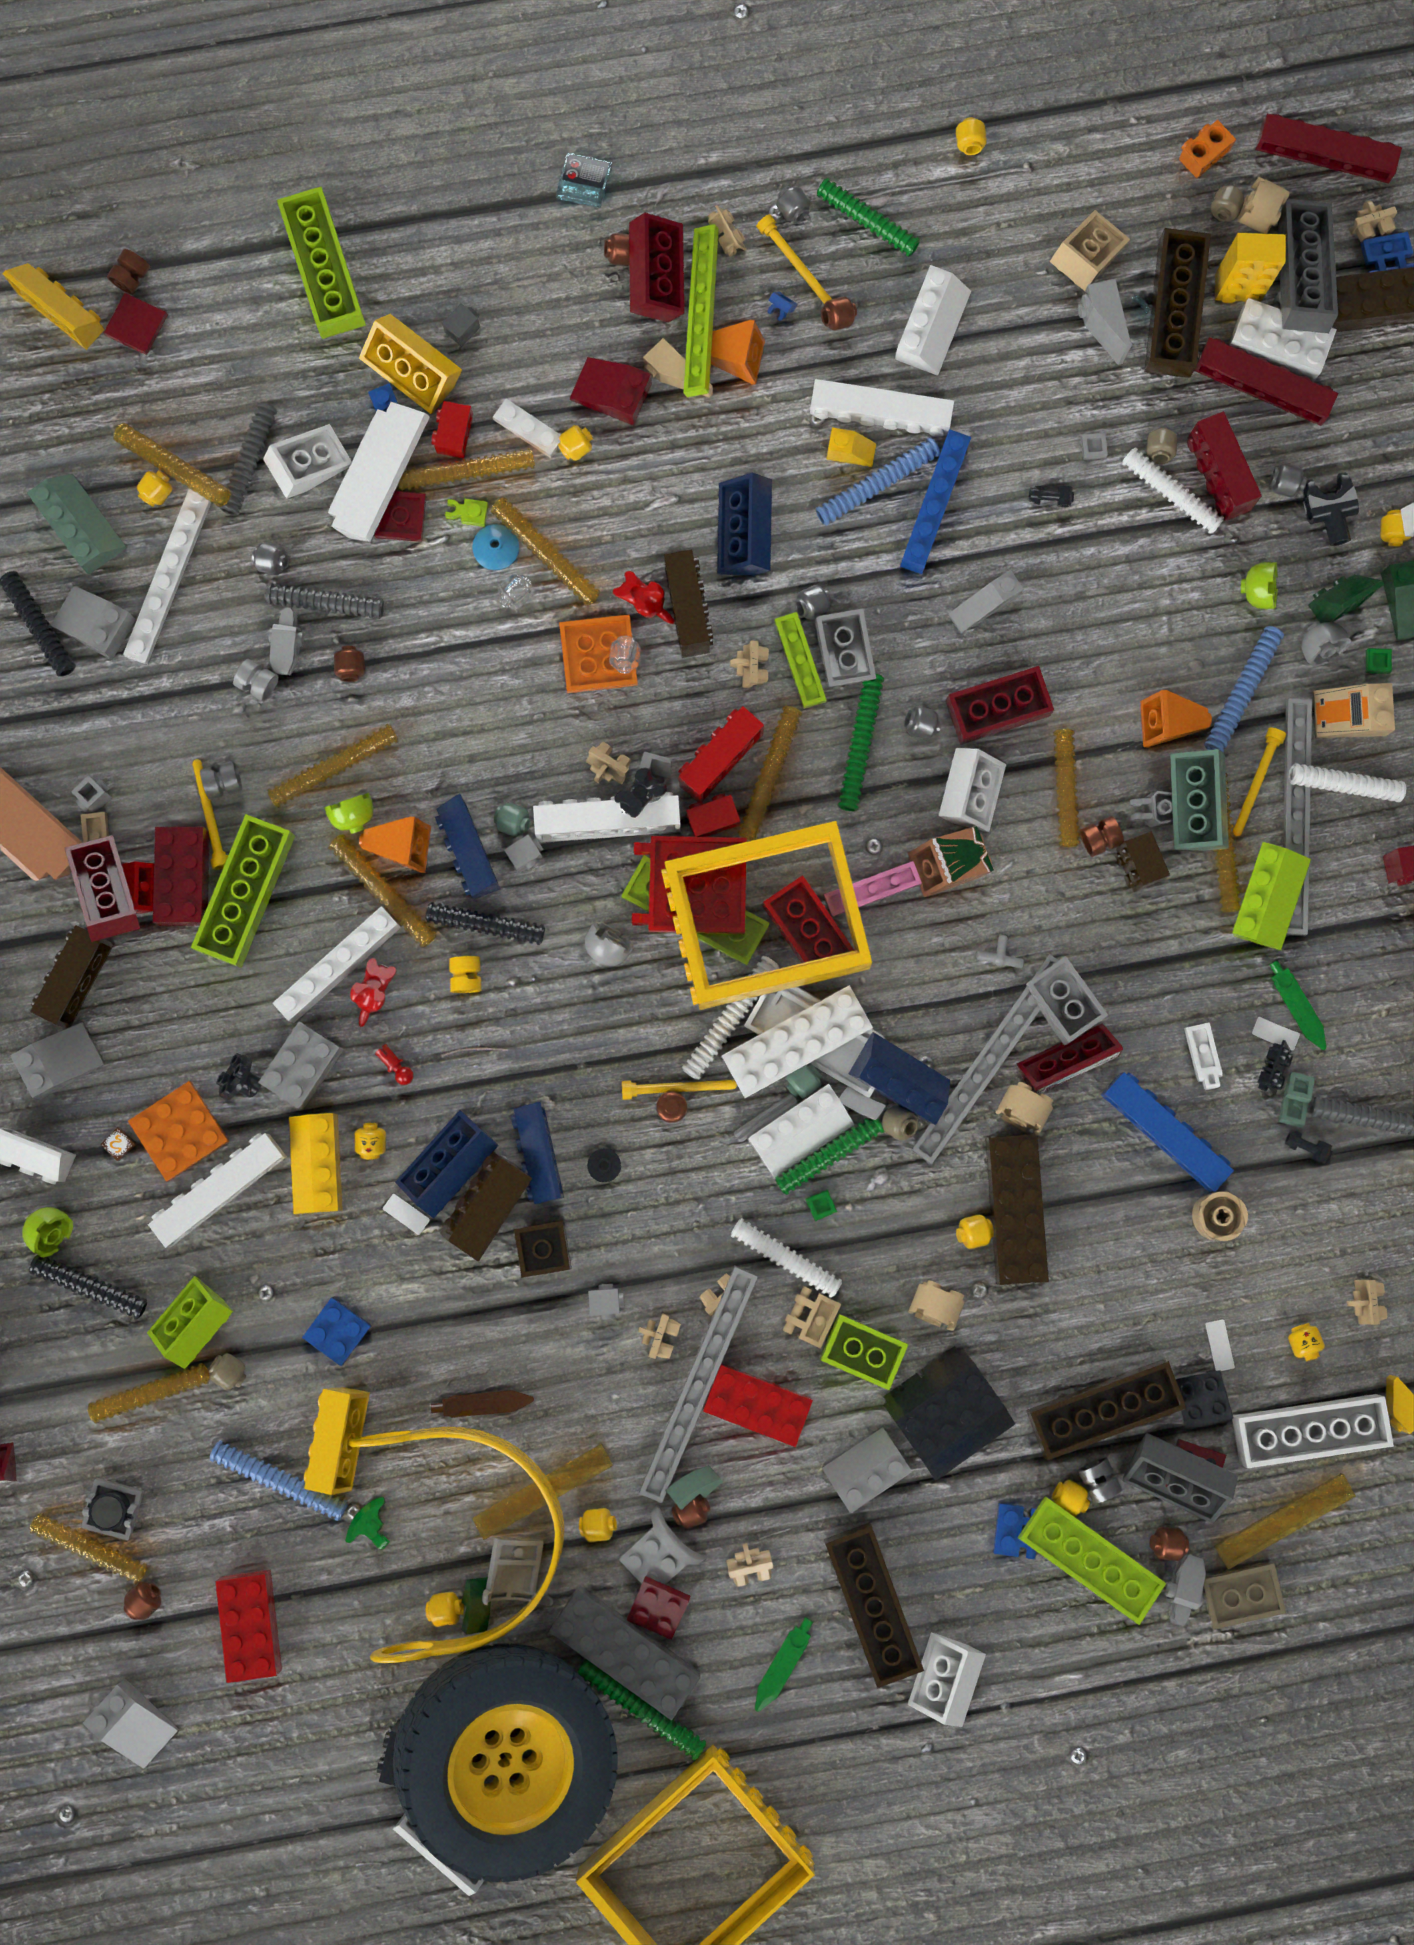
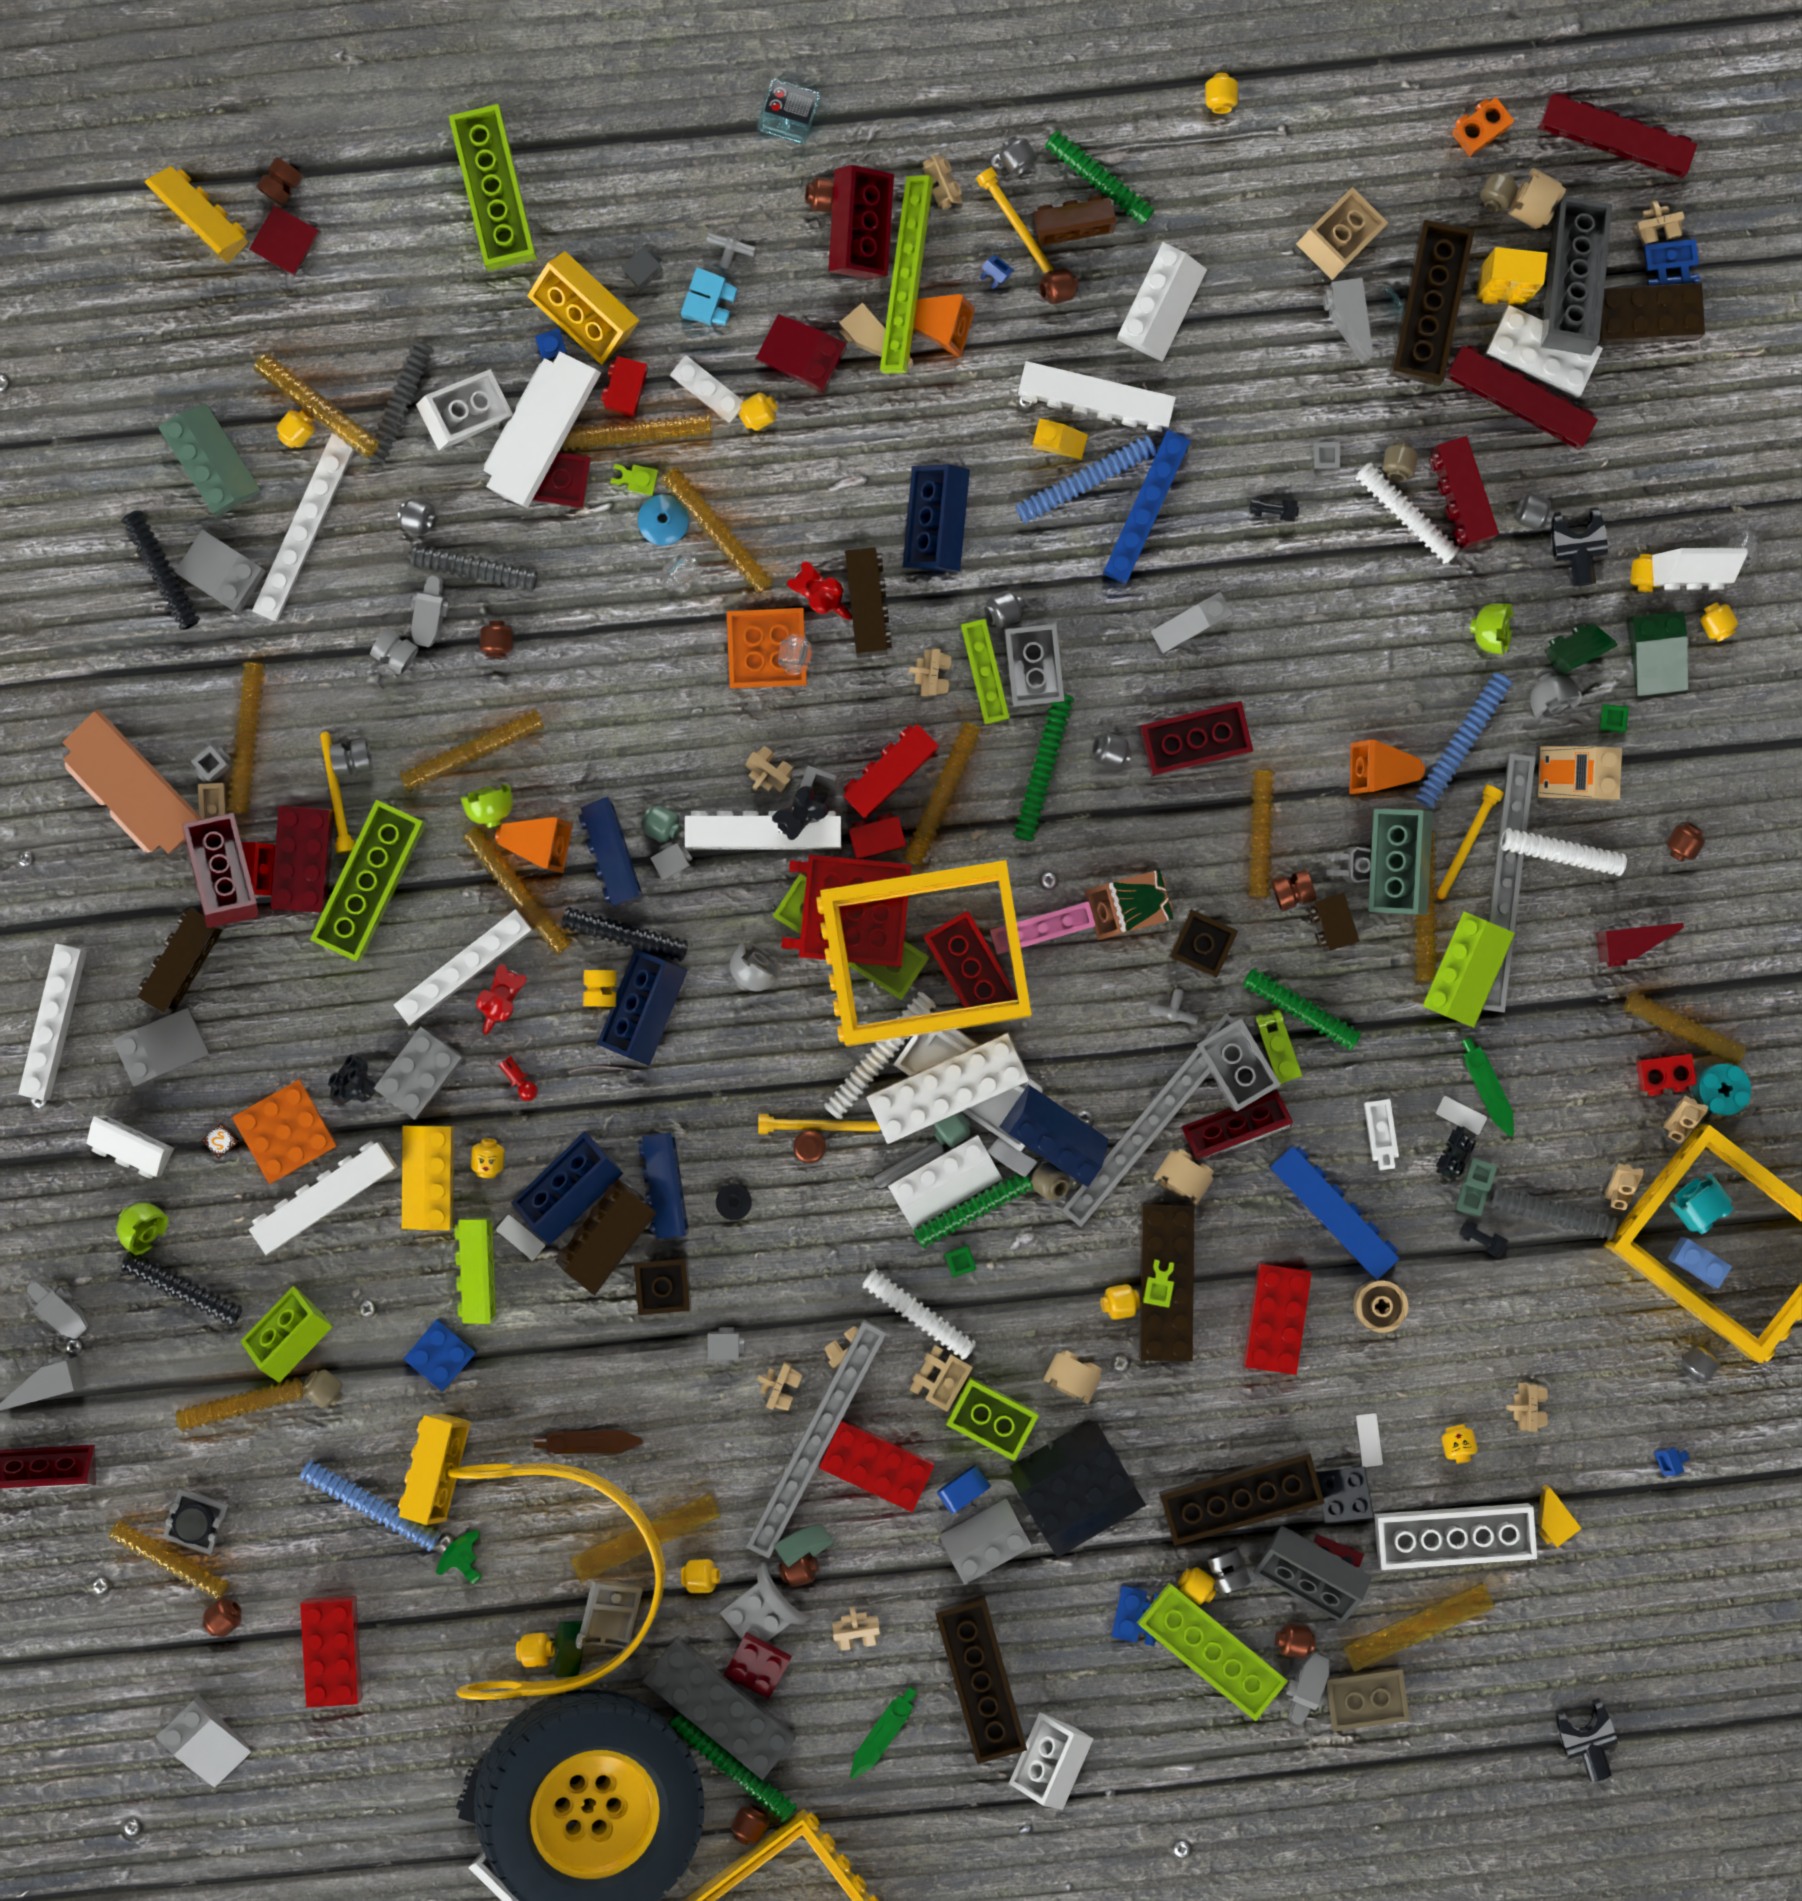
camera: 10 degrees right, 5 degrees up
(123, 769) = (246, 737): none -> clear yellow piece
(366, 1247) = (476, 1269): none -> lime slope
(506, 989) = (642, 1007): none -> dark blue slope
(520, 345) = (705, 296): none -> medium azure hips
(540, 300) = (730, 245): none -> light grey piece
(662, 1764) = (749, 1824): none -> copper head
(841, 1421) = (963, 1489): none -> blue beam
(848, 256) = (1074, 221): none -> reddish brown slope
(972, 789) = (1159, 827): white slope -> none
(1012, 1214) = (1159, 1289): none -> lime plate
(1022, 891) = (1203, 943): none -> dark brown brick
(1100, 981) = (1278, 1047): none -> lime plate
(1119, 945) = (1302, 1009): none -> green piece
(1123, 1236) = (1277, 1318): none -> red brick

